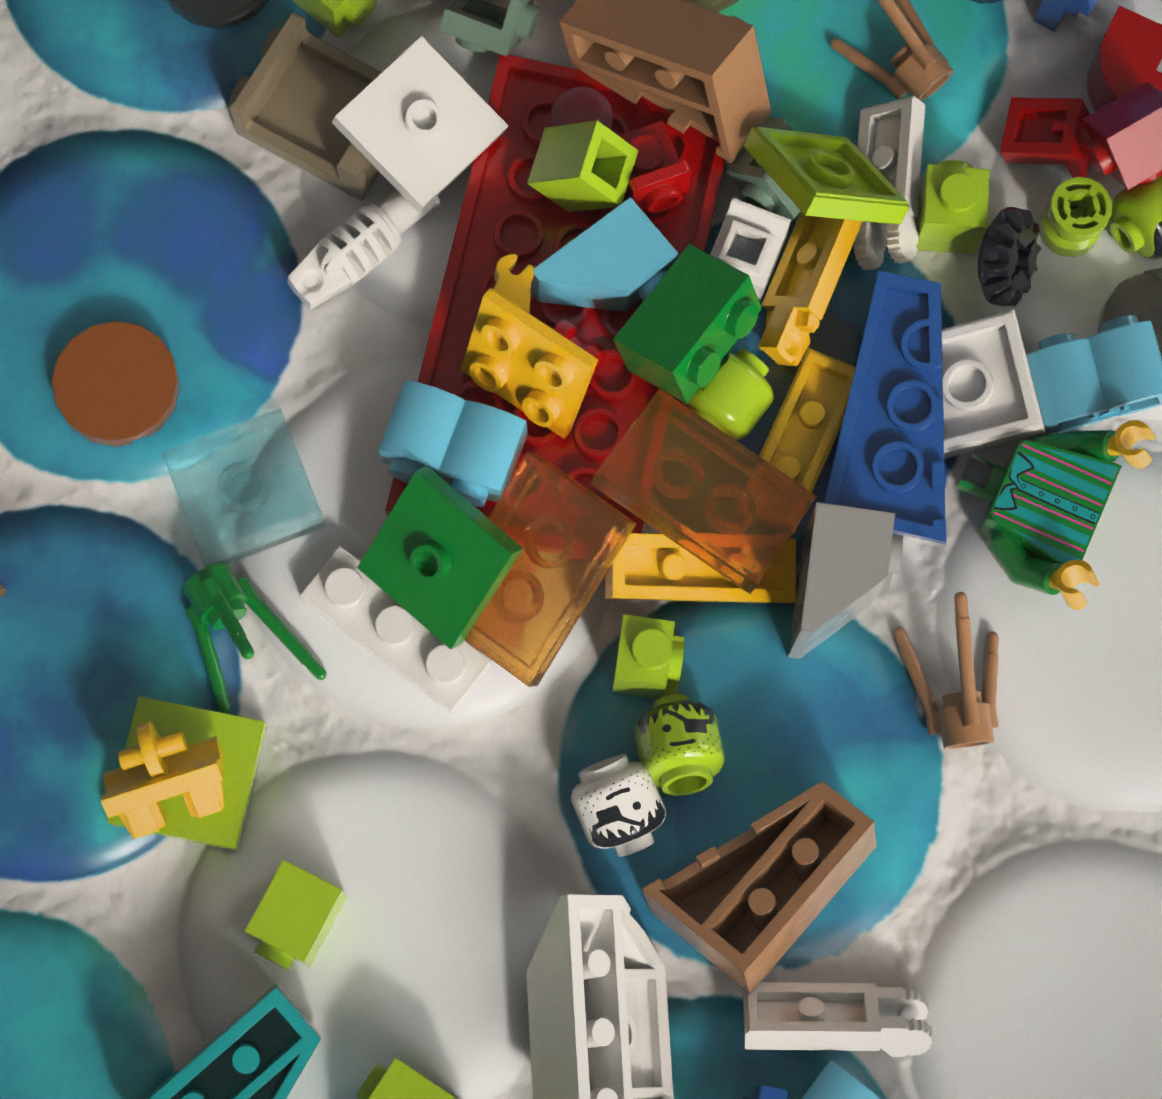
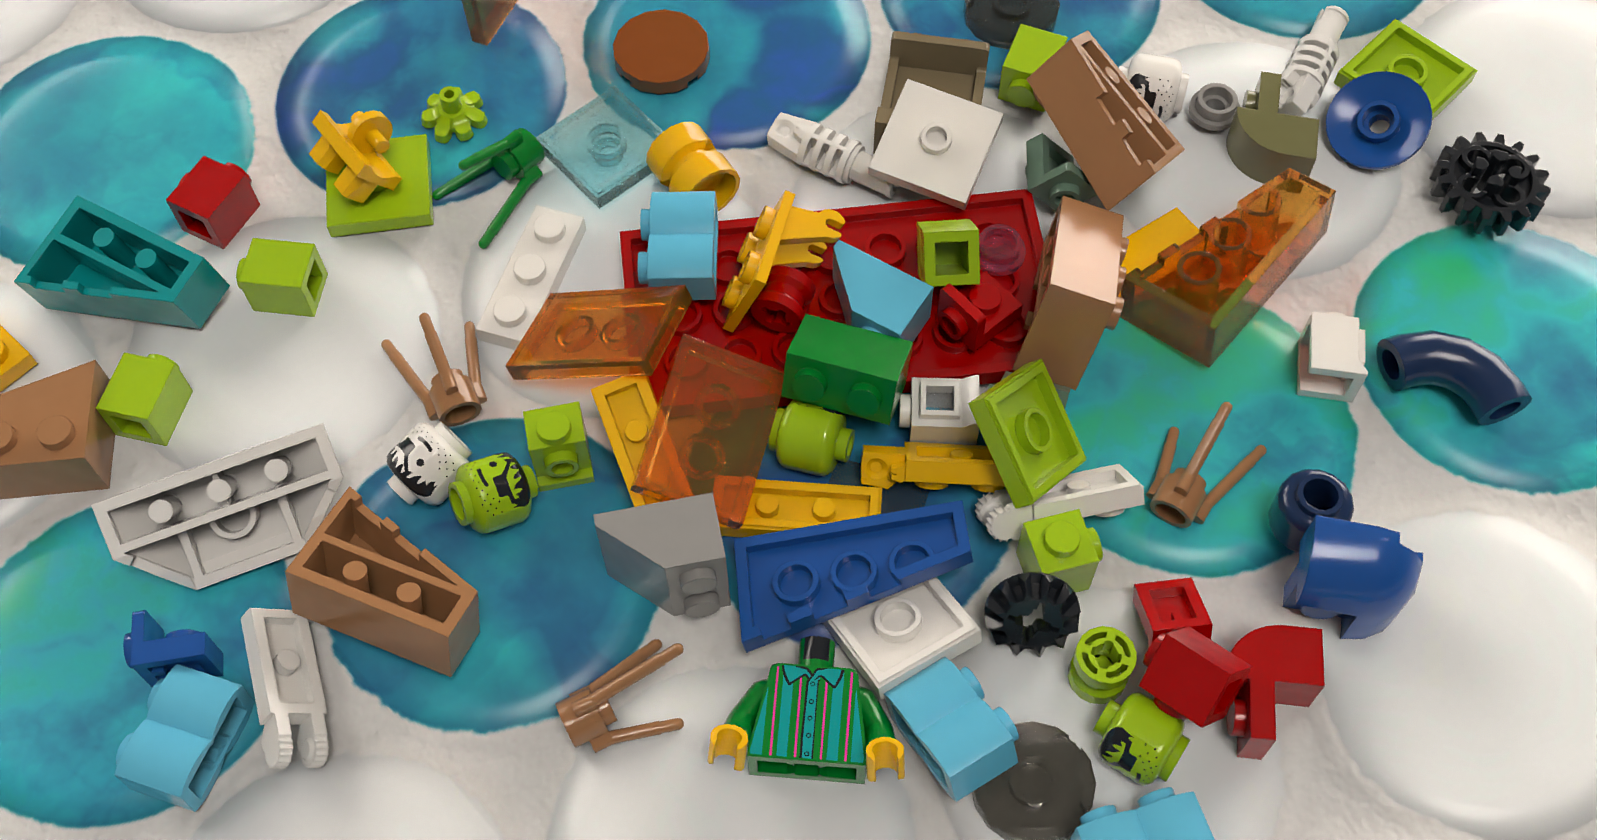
camera: 75 degrees right, 15 degrees down
(112, 668) = (453, 112): none -> lime plant
(141, 976) = (213, 201): none -> red brick
(331, 401) = (688, 161): none -> yellow wheel
(439, 557) = (584, 264): green plate -> none
(529, 753) = (453, 396): none -> medium nougat plant

